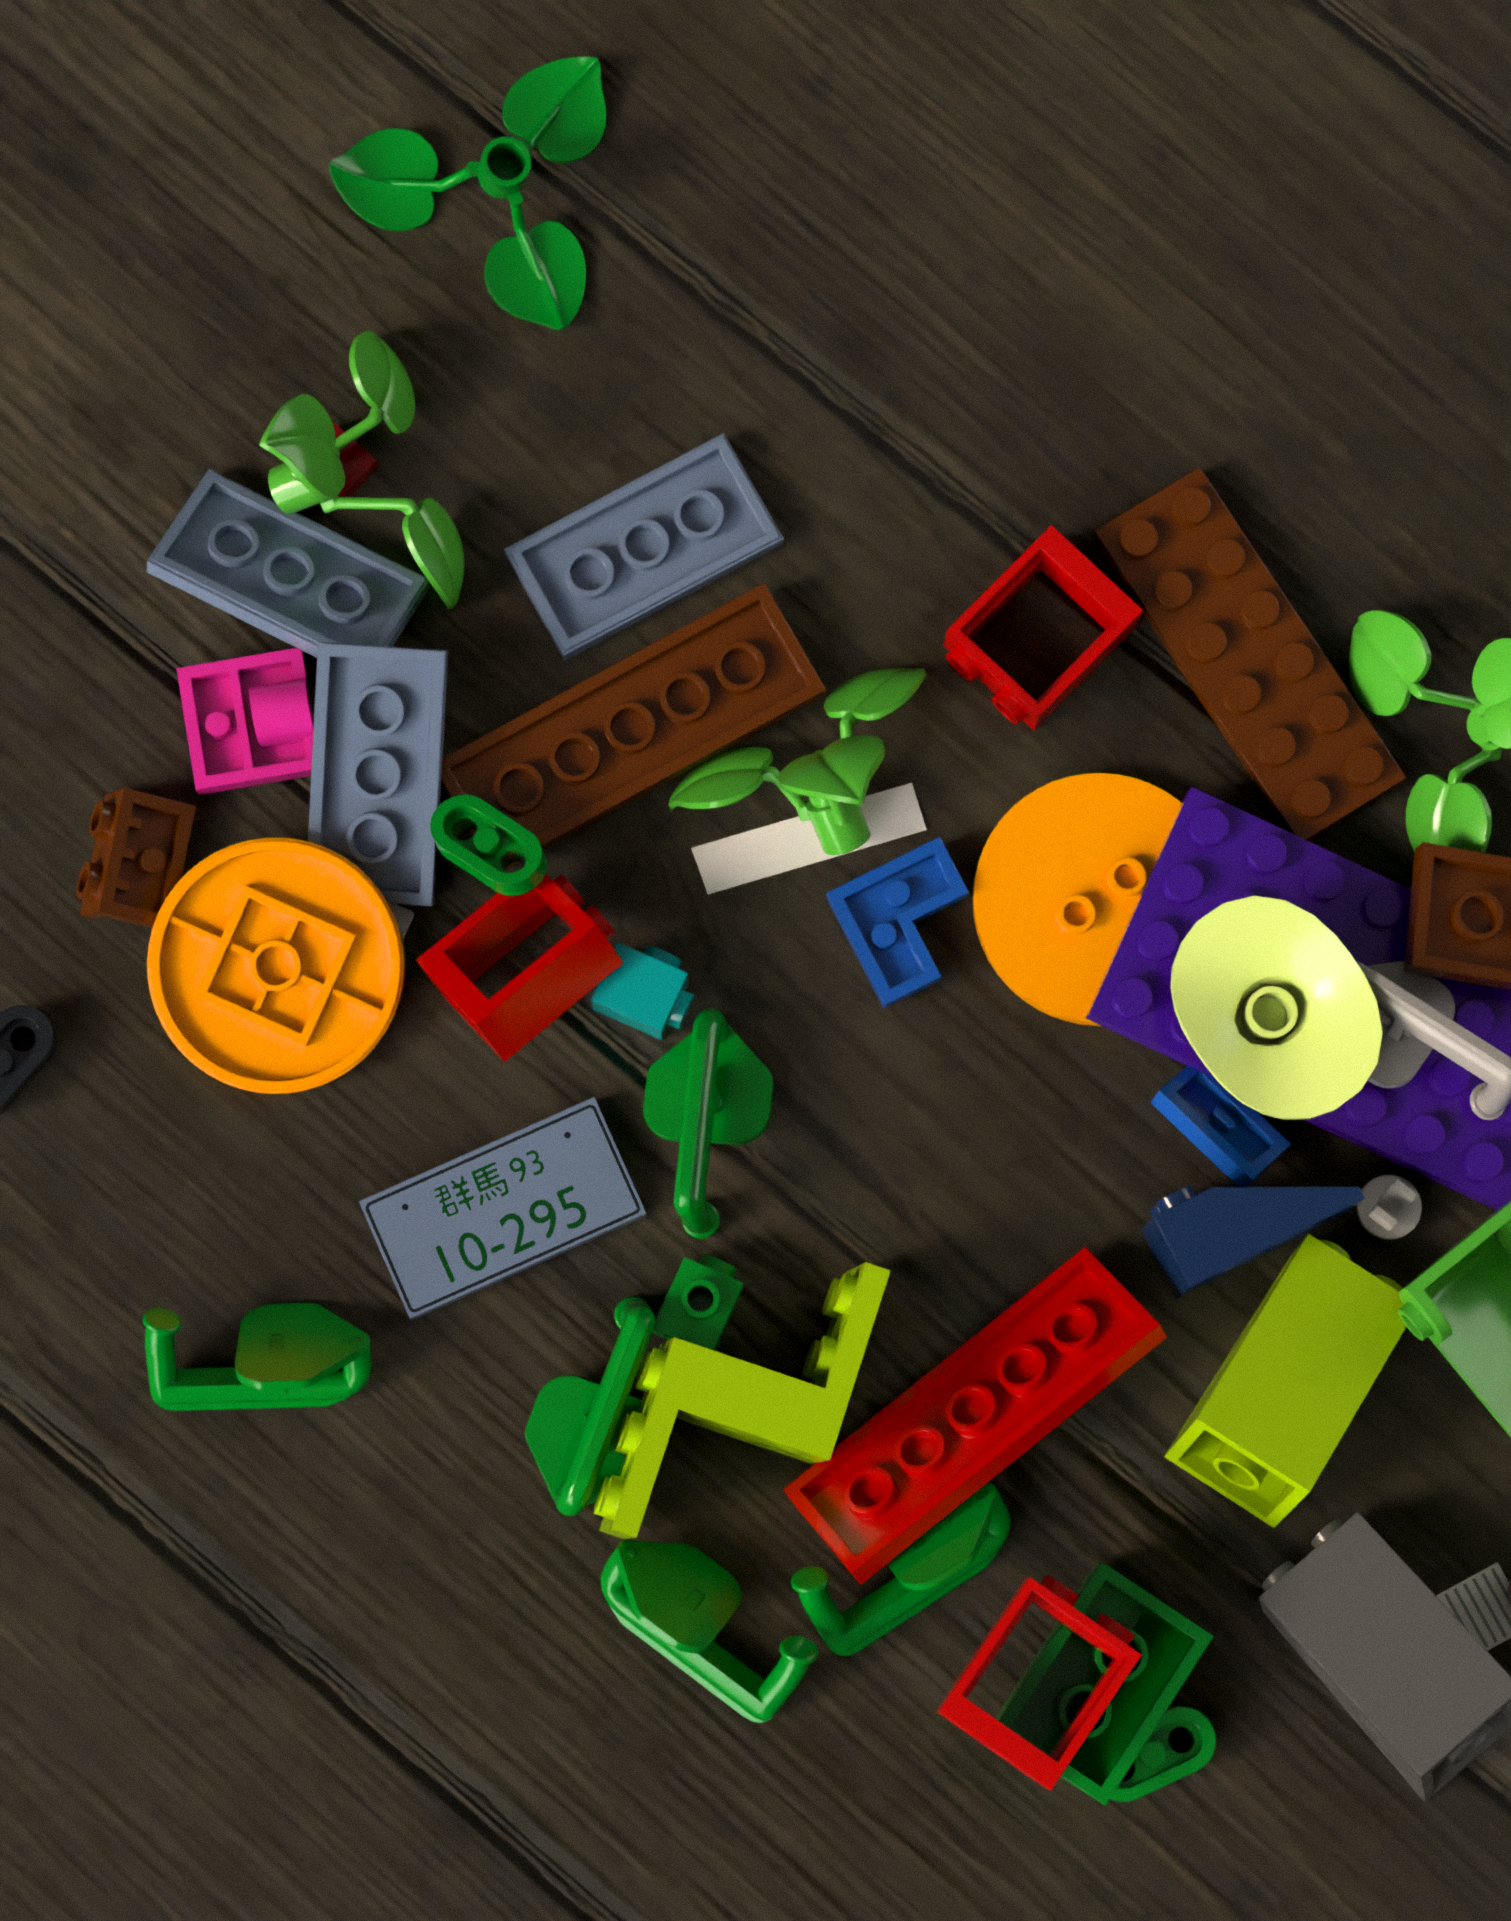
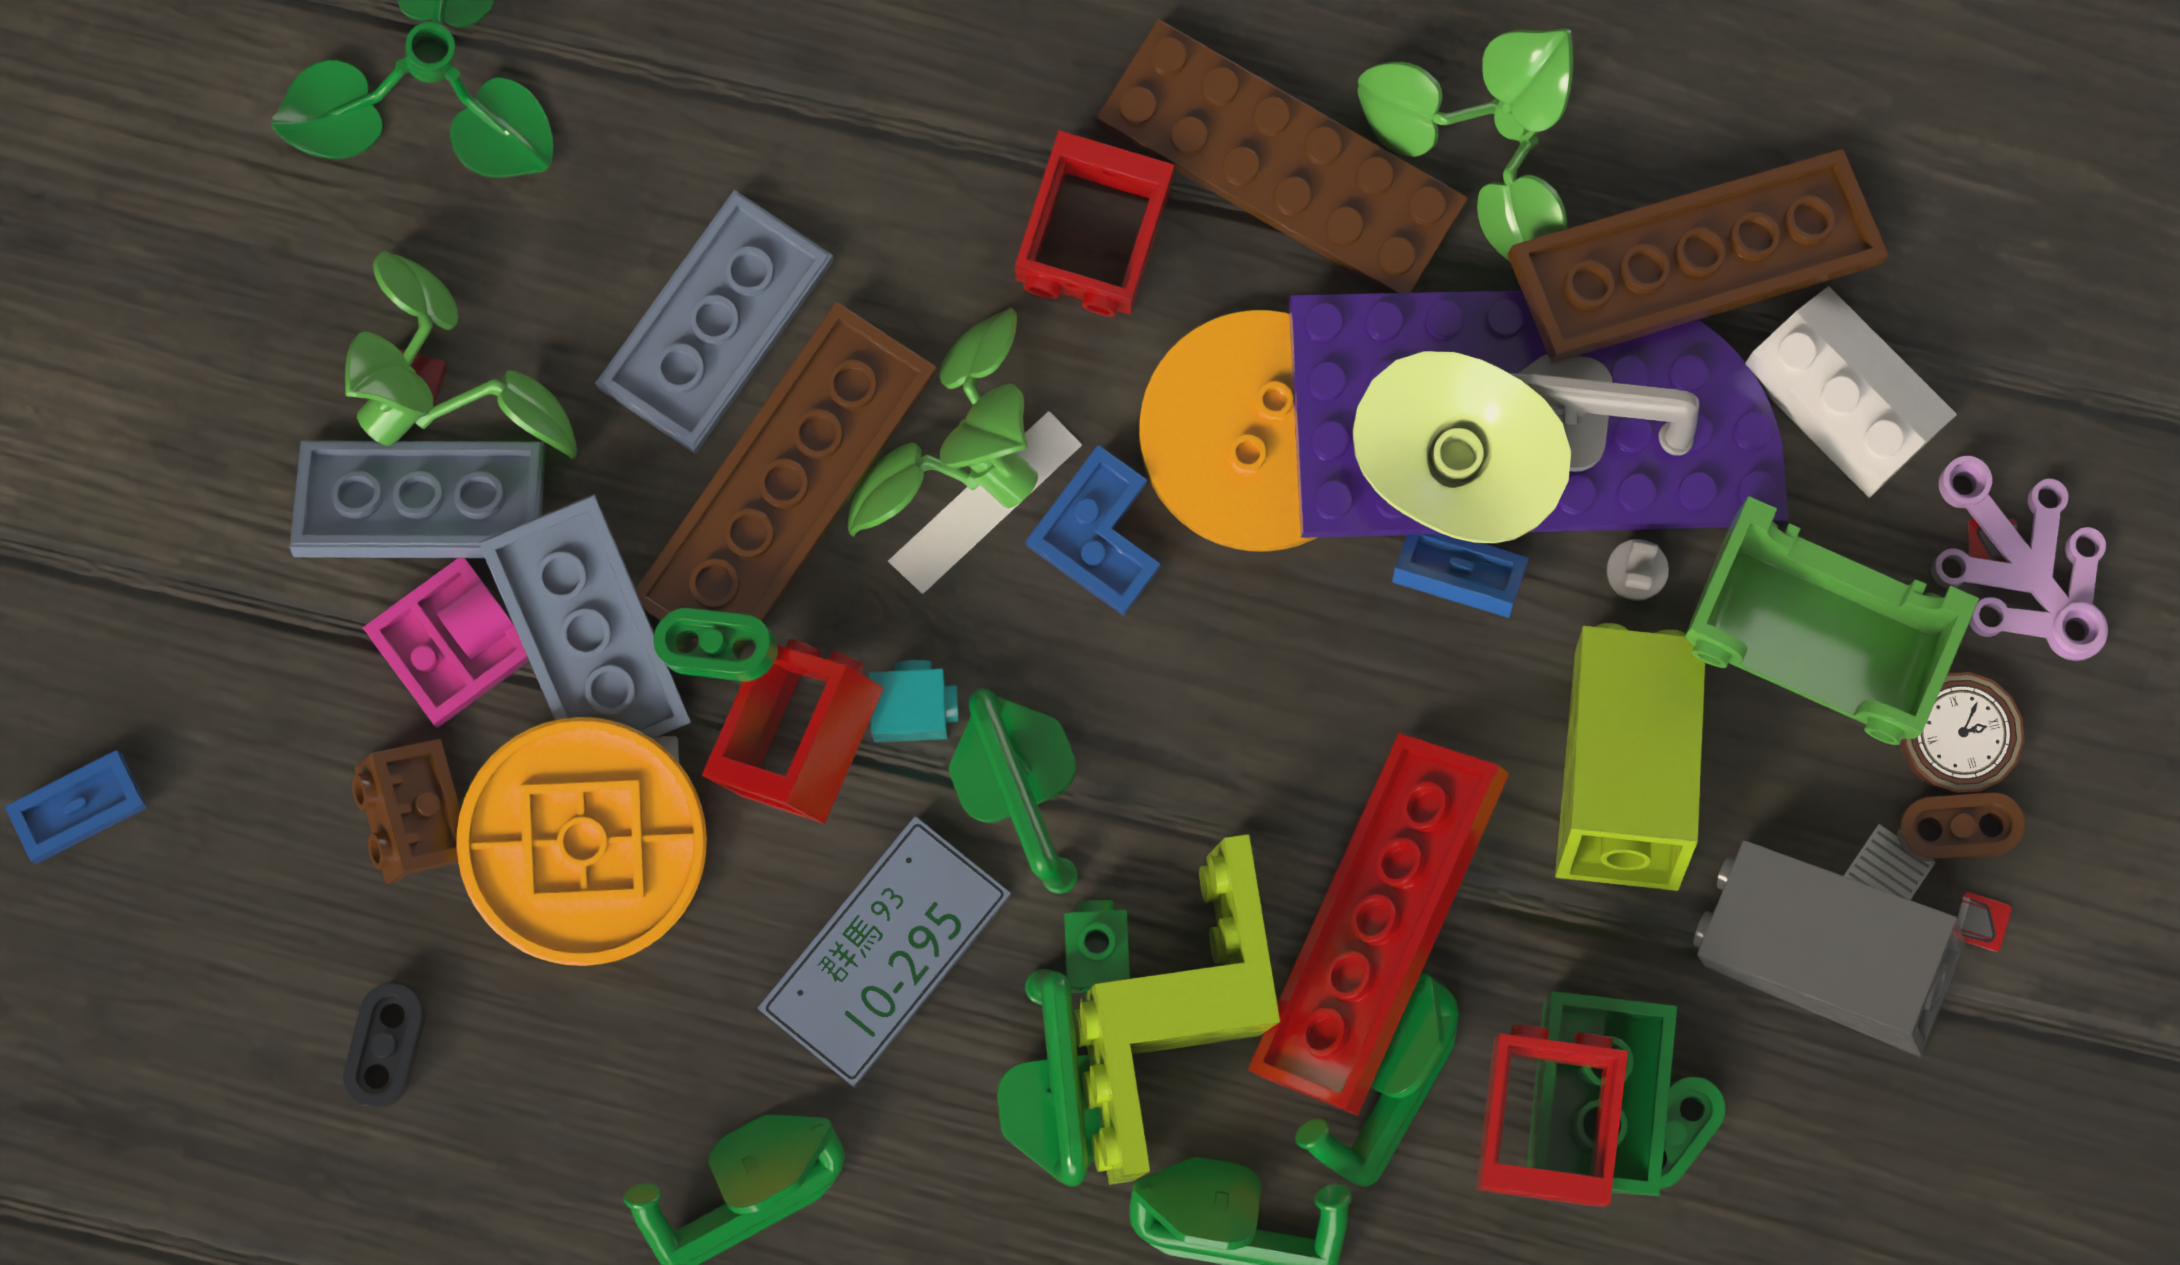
camera: 25 degrees left, 0 degrees up
(1230, 1226) = (1510, 656): dark blue slope -> none

